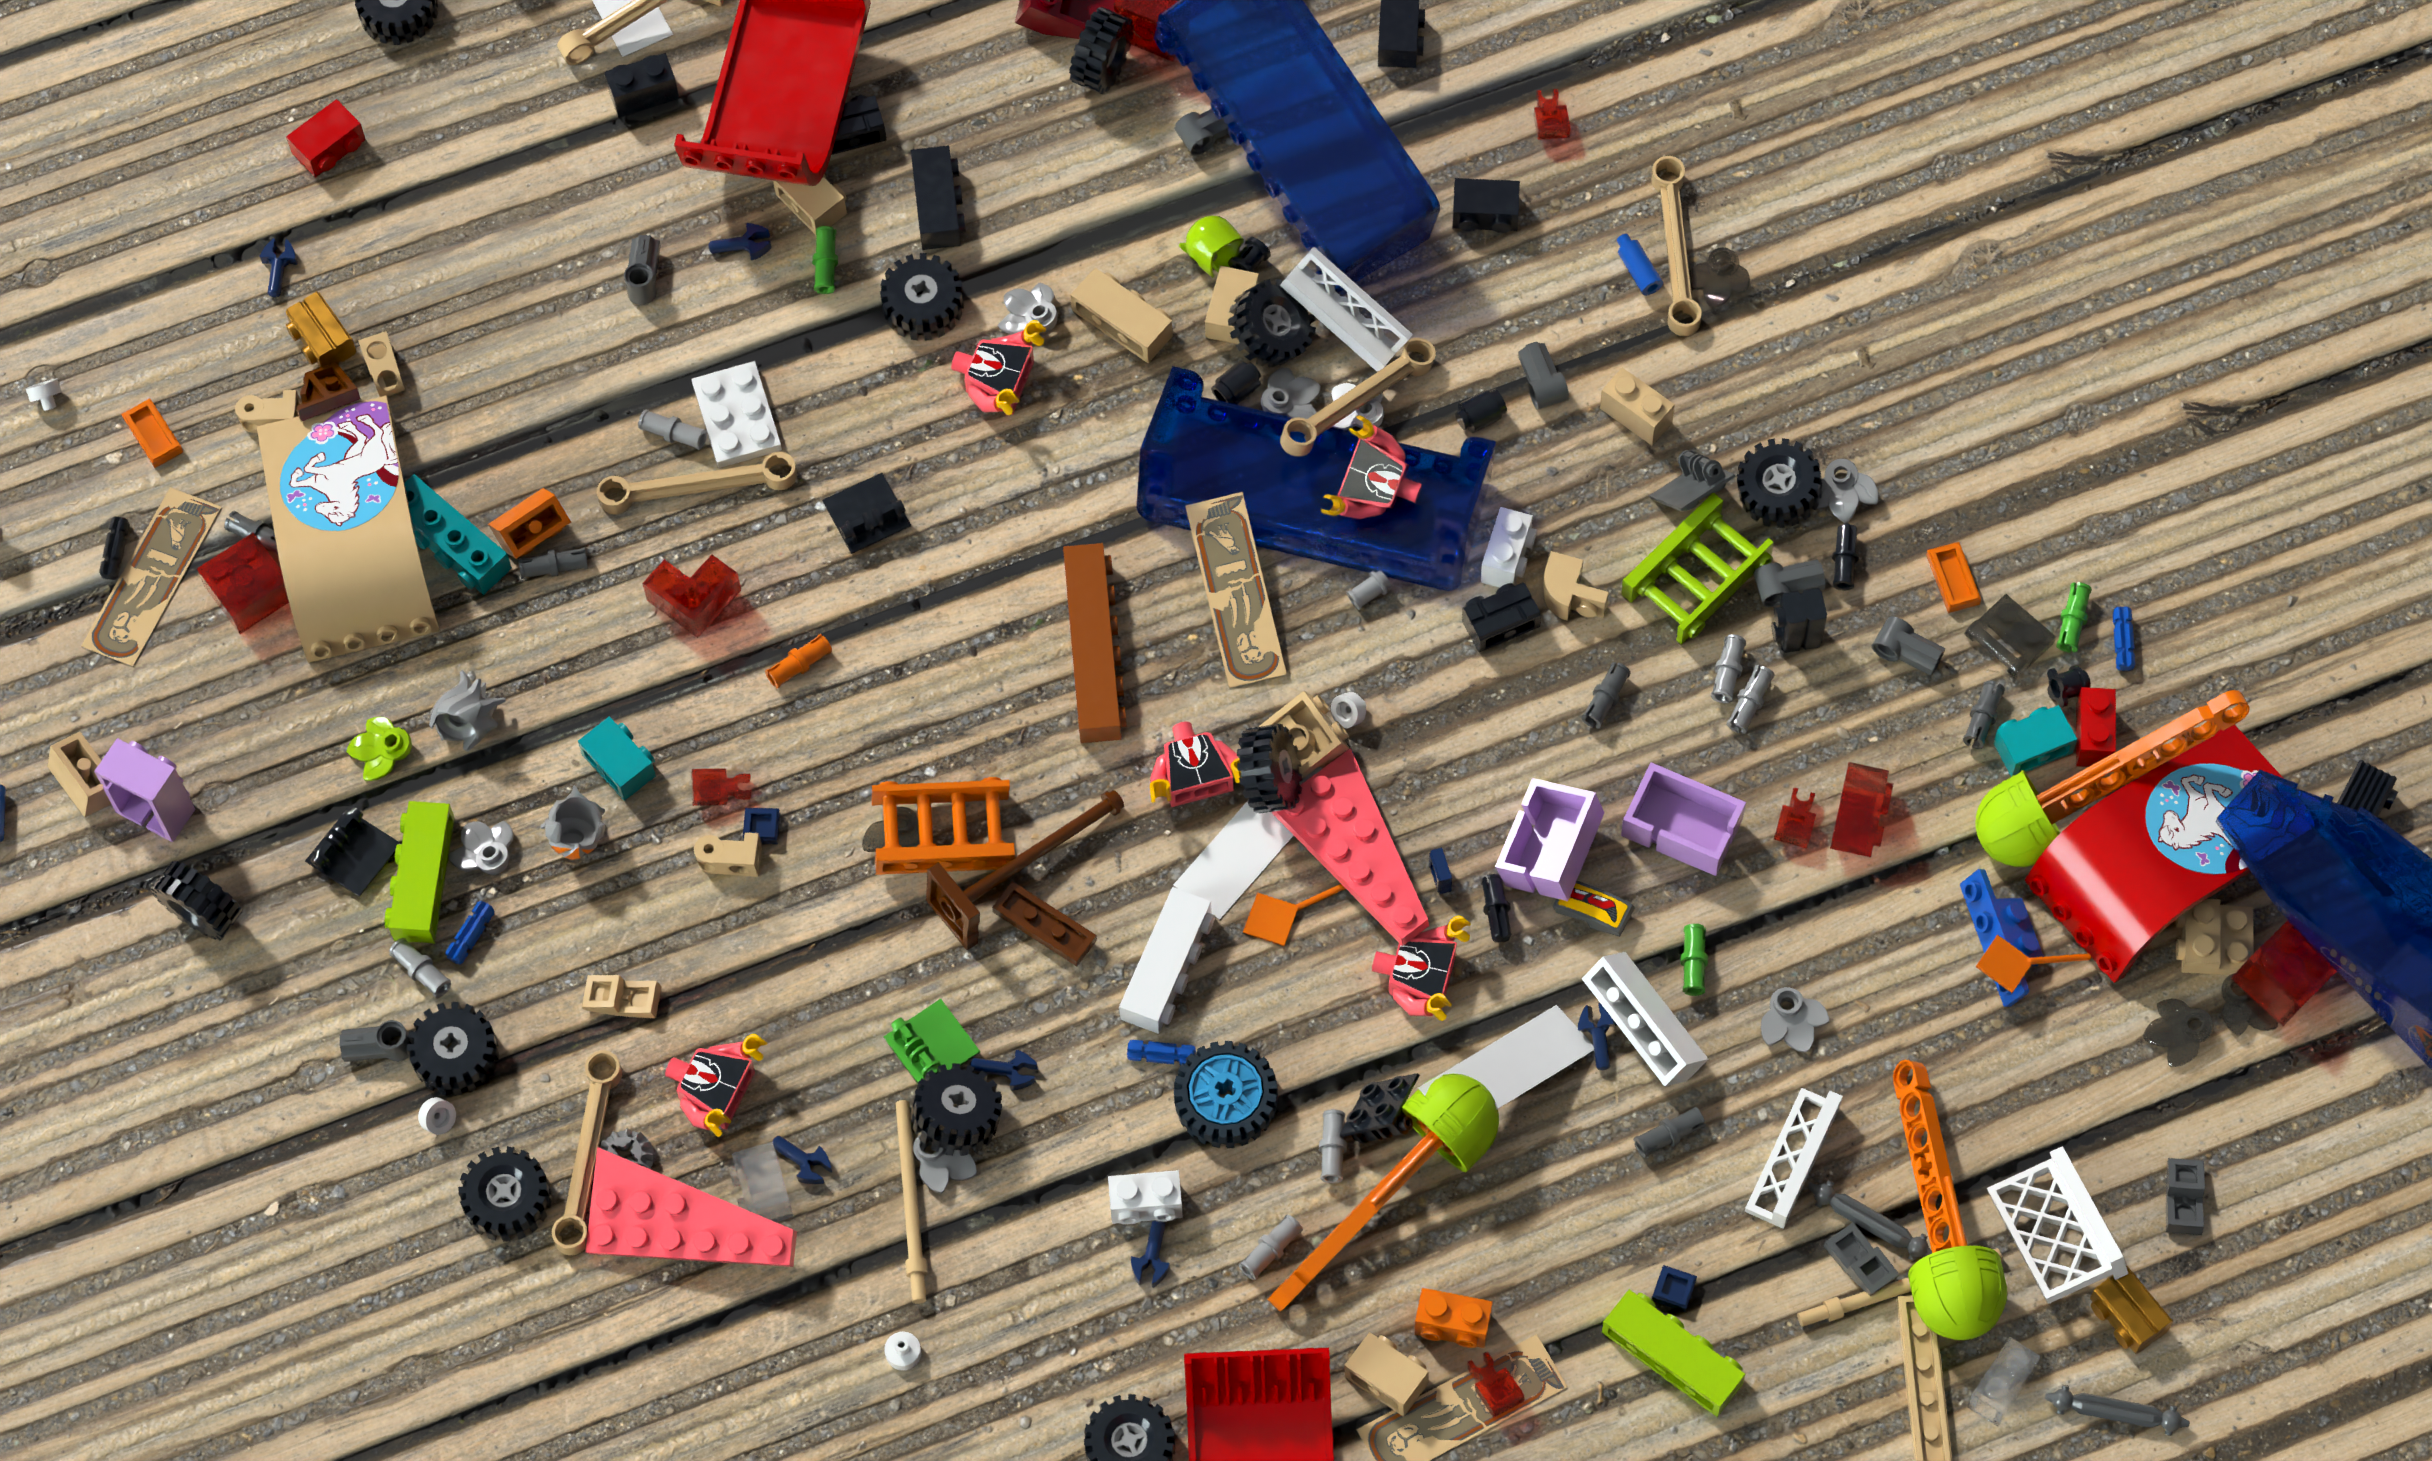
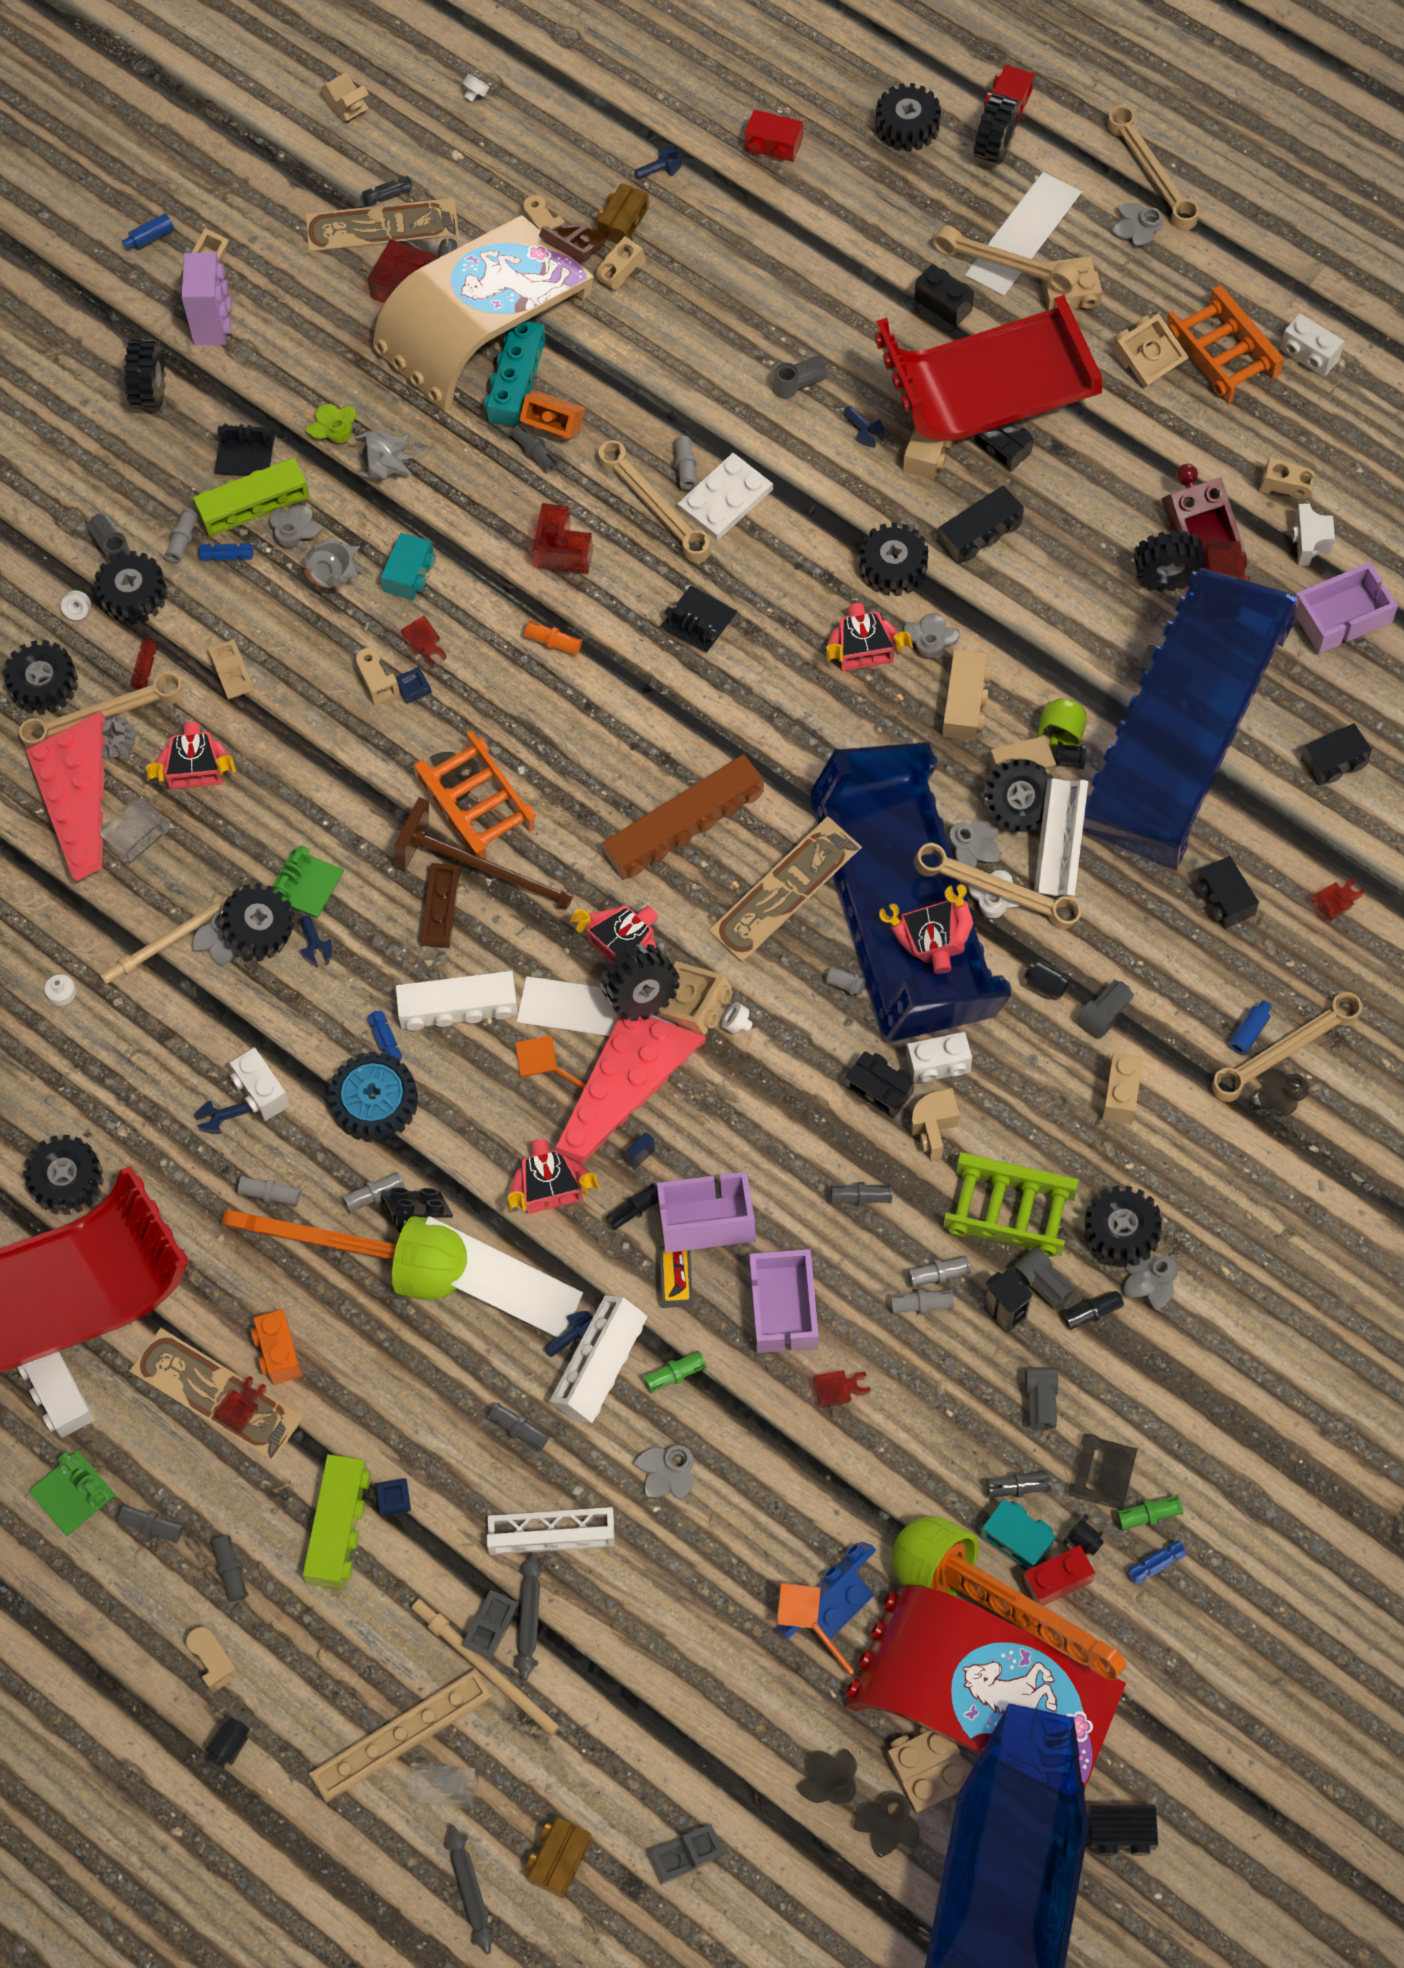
camera: 60 degrees right, 0 degrees up
(152, 433) = (487, 164): orange tile -> none
(556, 1082) = (144, 664): none -> clear red axle
(804, 1160) = (171, 849): dark blue bar -> none
(825, 260) = (883, 483): bright green pin -> none
(1237, 383) = (958, 801): black brick -> none
(1387, 1373) = (209, 1323): tan brick -> none
(1698, 480) = (1086, 1166): dark grey hinge -> none
(1862, 801) = (872, 1427): clear red brick -> none
(1953, 577) = (1129, 1402): orange tile -> none
(1958, 1286) = (490, 1709): piece -> none
(2085, 1213) = (619, 1773): white fence -> none
(2284, 973) = (917, 1835): clear red brick -> none

